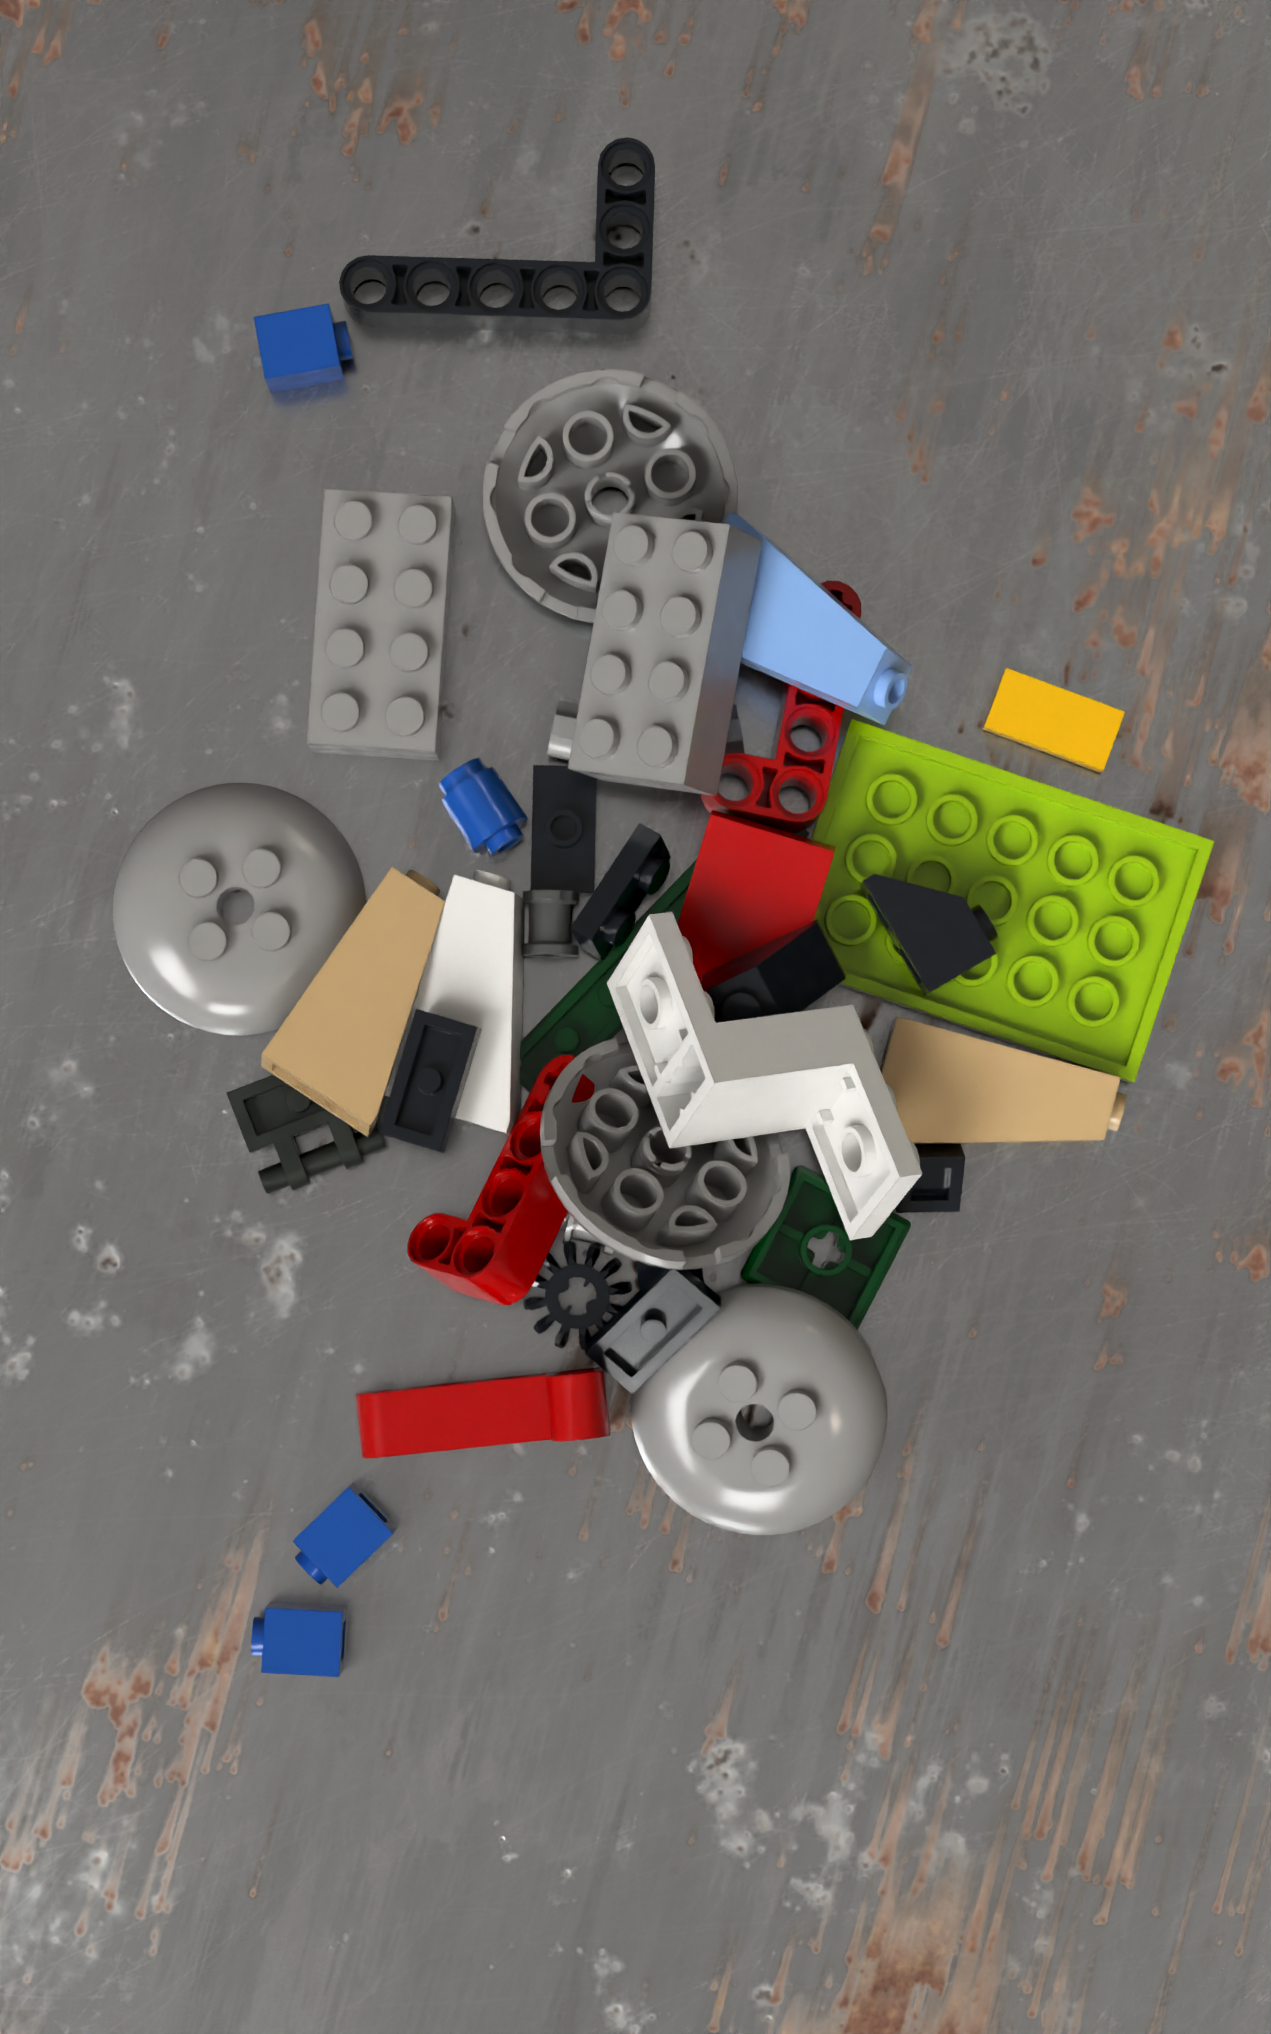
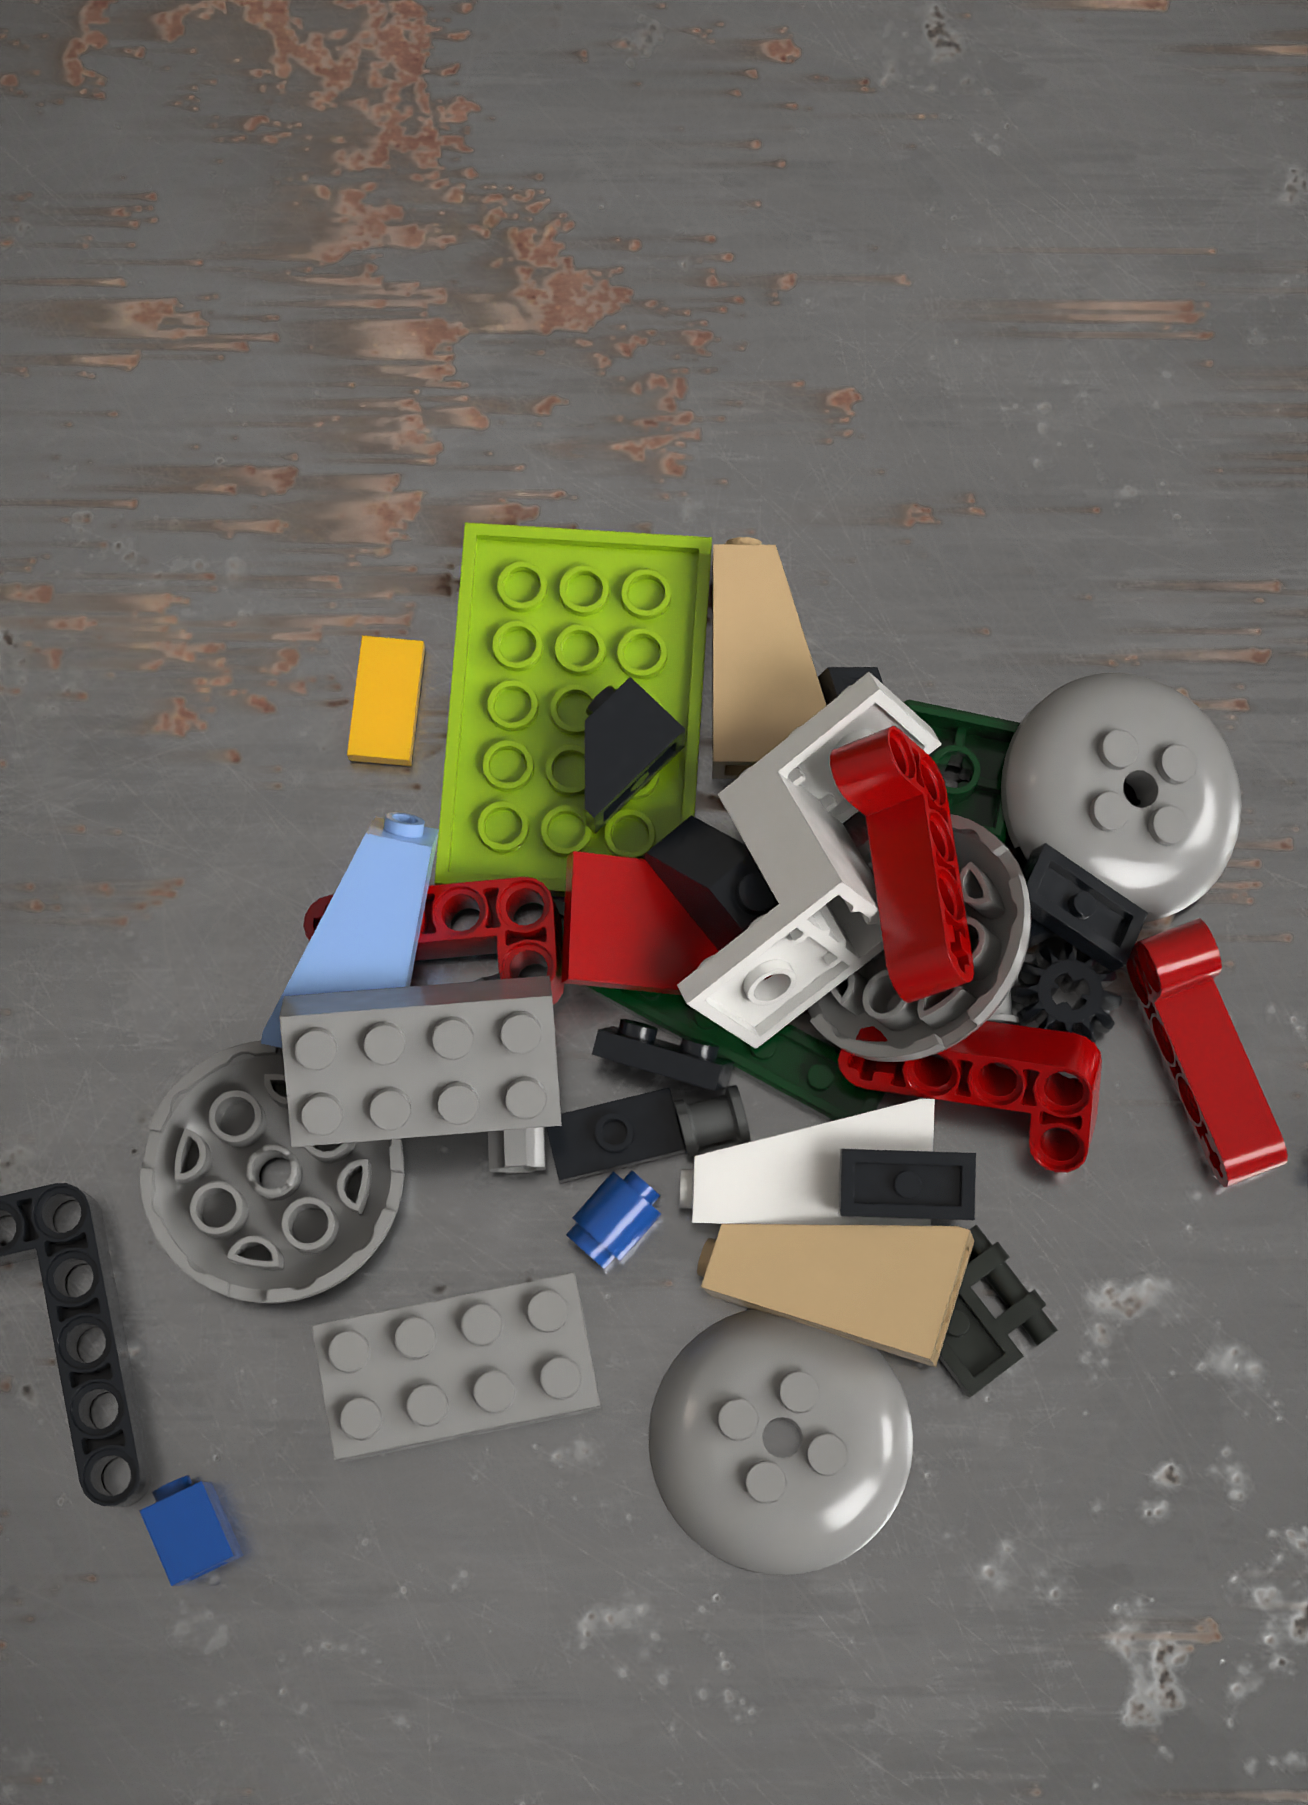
camera: 105 degrees left, 10 degrees down
(729, 1169) = (911, 860): none -> red beam

